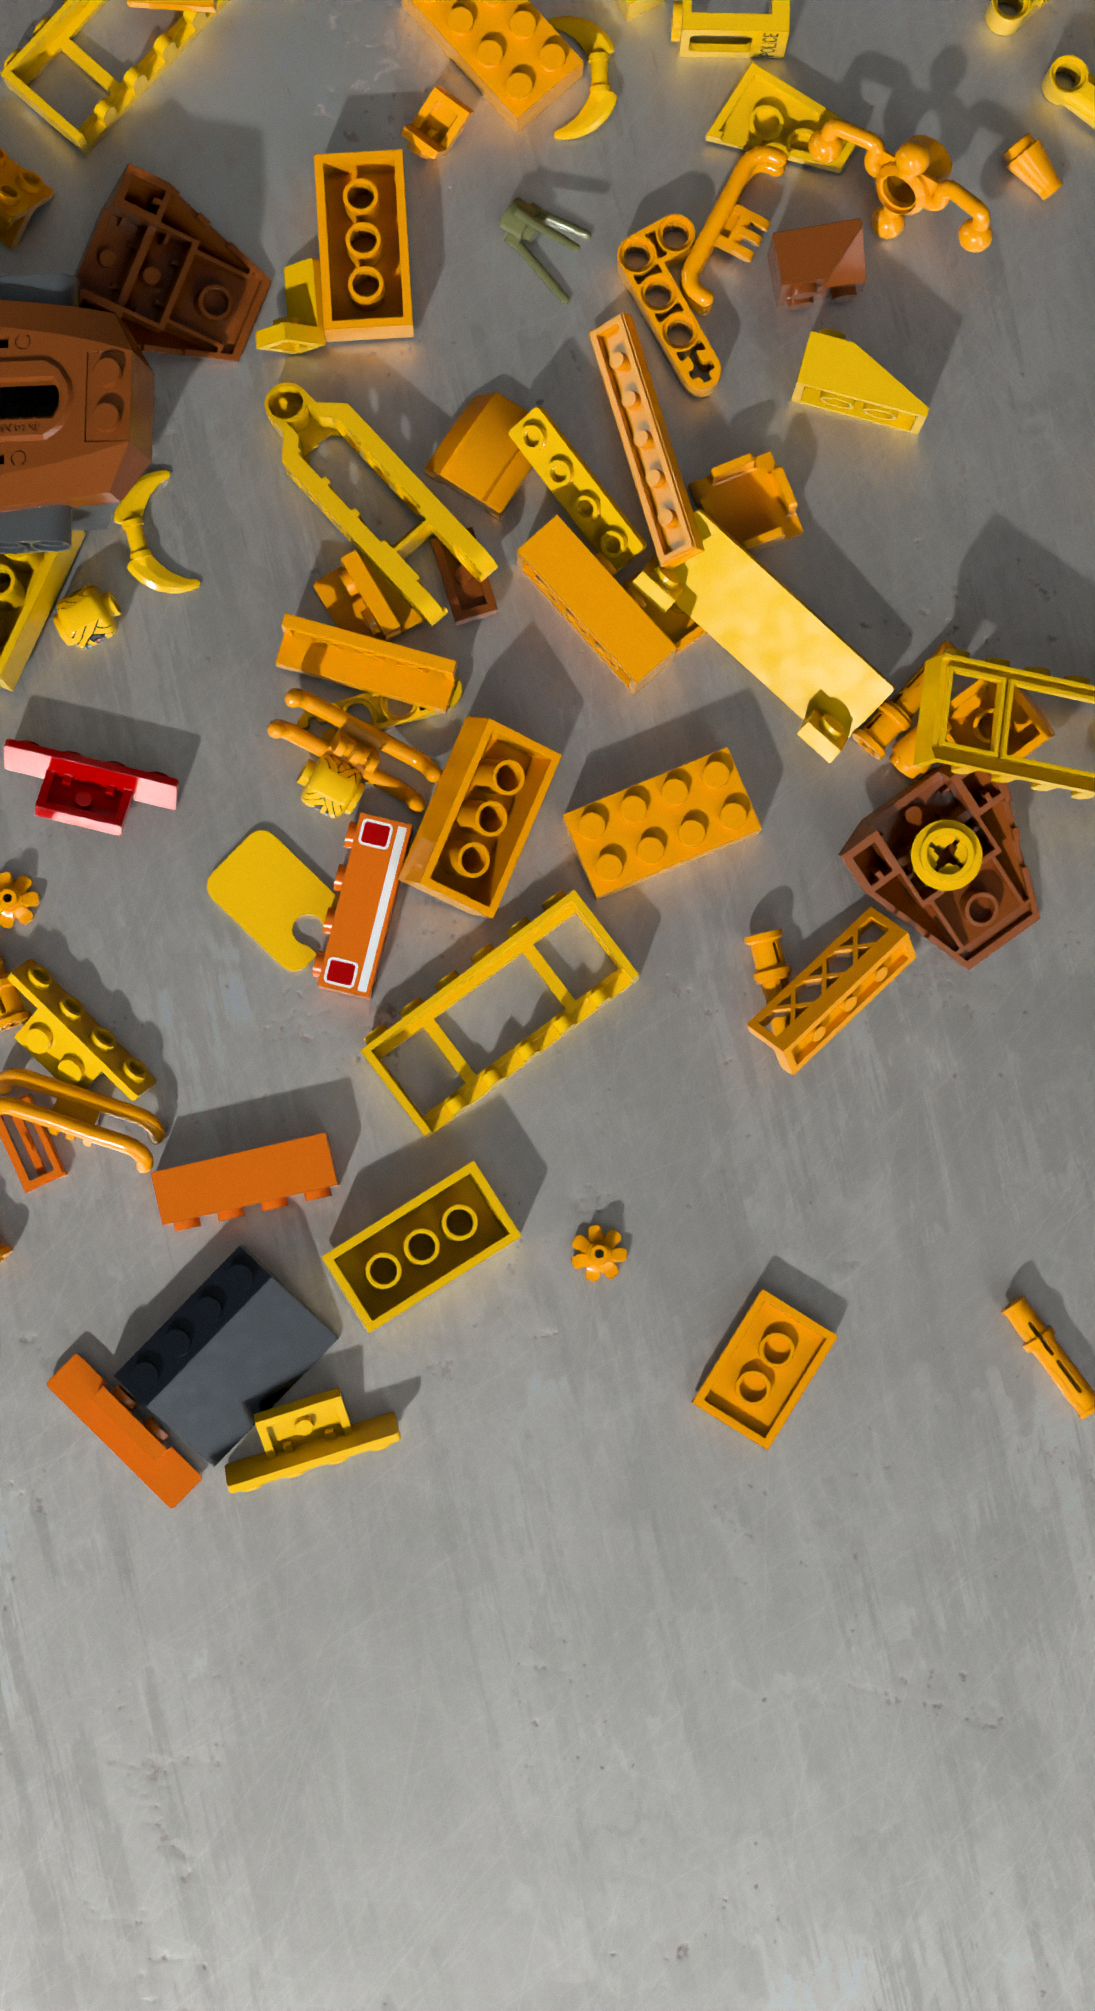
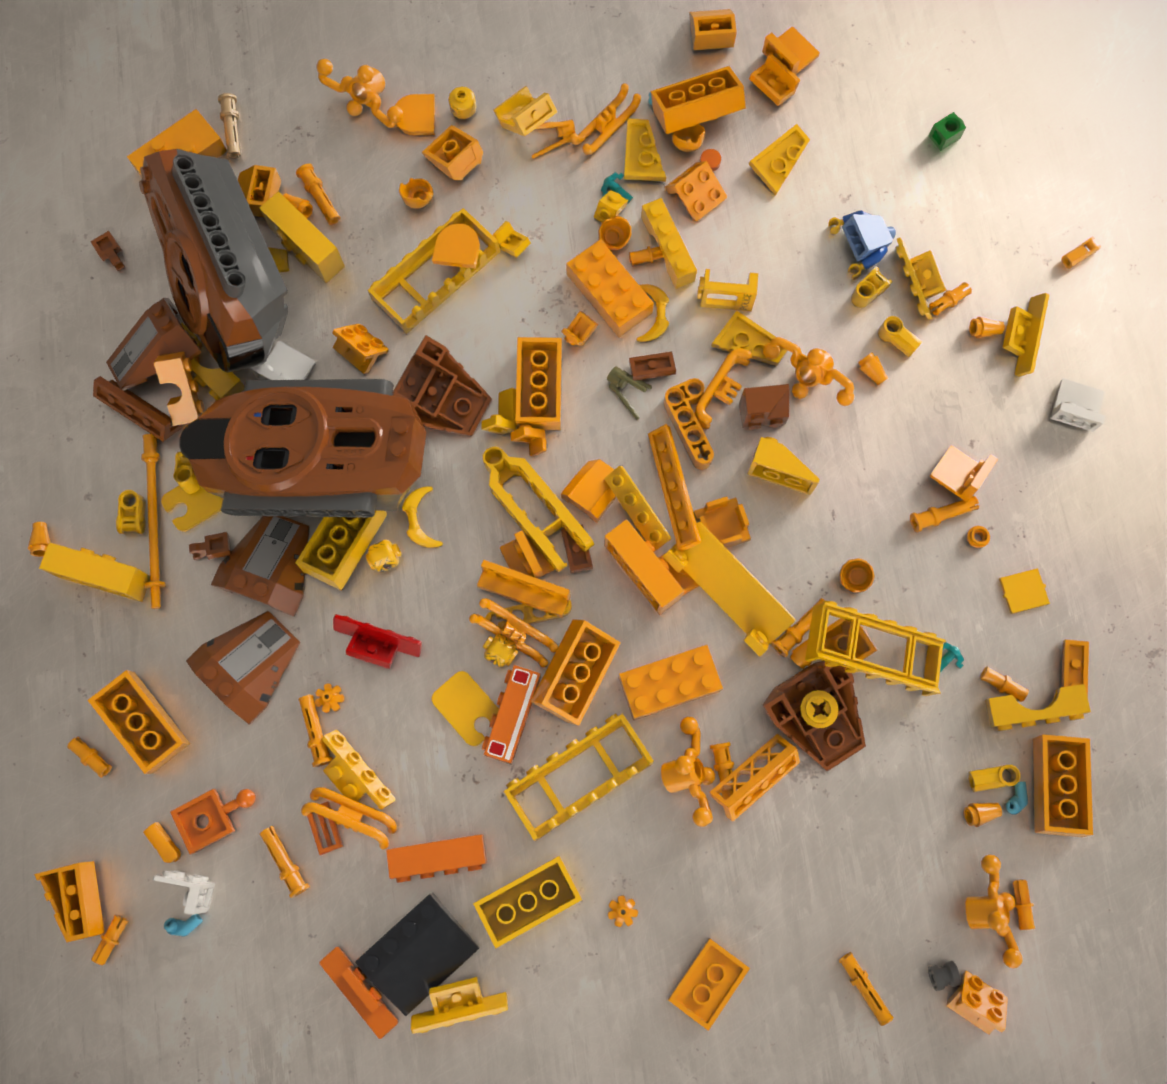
camera: 10 degrees right, 10 degrees down
(363, 356) = (532, 436): none -> light orange bracket
(589, 191) = (652, 366): none -> dark orange plate
(708, 992) = (689, 773): none -> light orange wheel
(1011, 591) = (856, 575): none -> light orange hair

